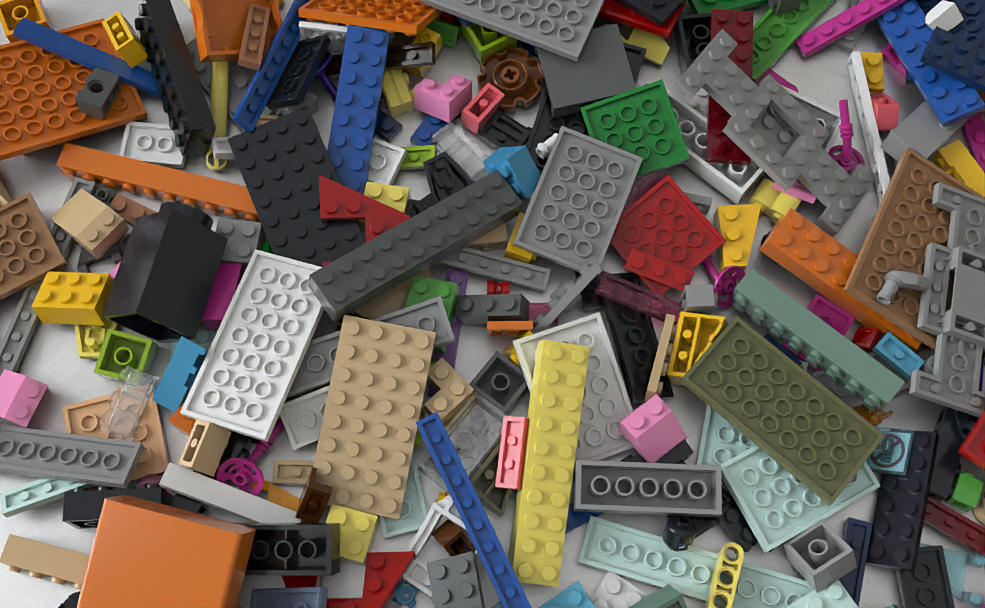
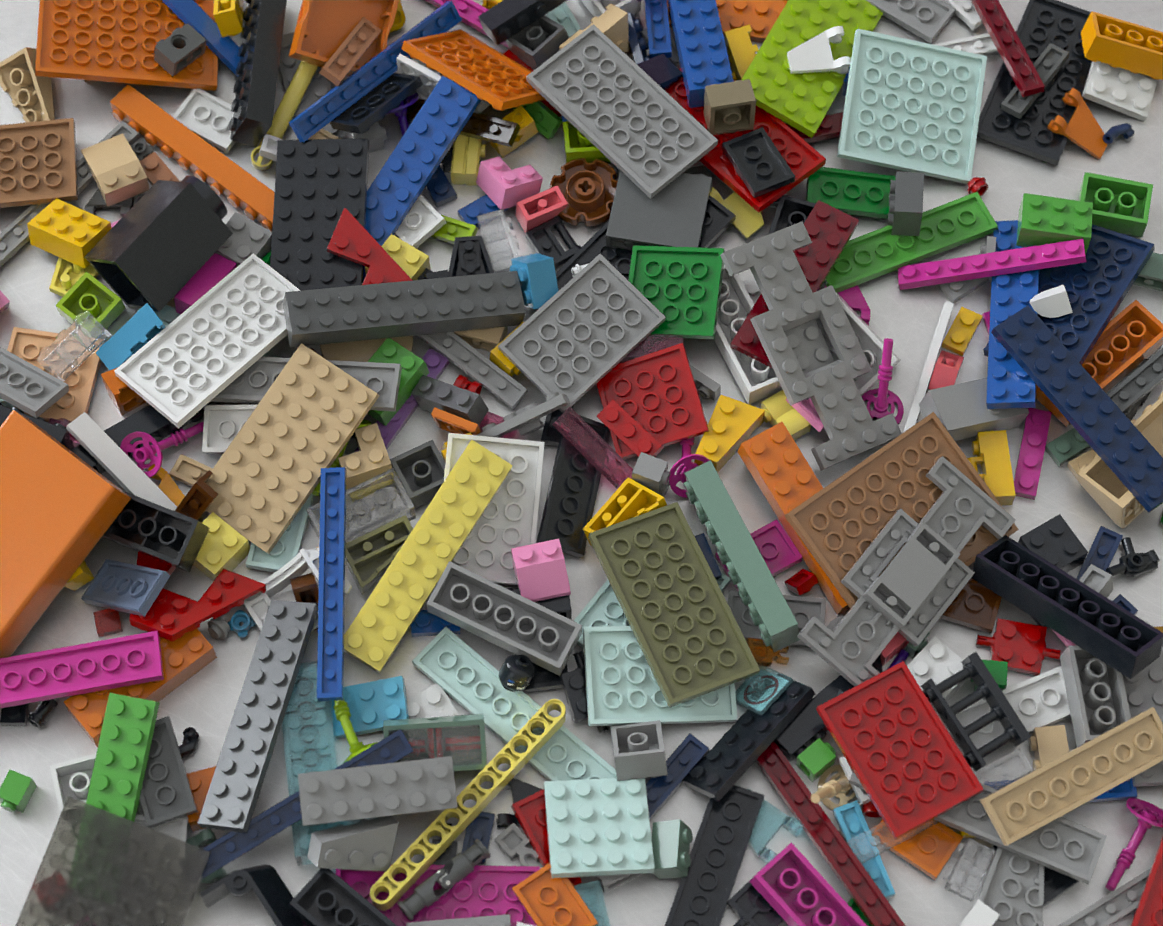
camera: 25 degrees right, 5 degrees down
(204, 447) = (122, 412): tan brick -> none
(512, 453) = (395, 533): coral plate -> none
(664, 349) = (585, 511): tan plate -> none
(898, 355) = (820, 604): medium azure plate -> none
(899, 280) = (844, 528): light grey arm -> none

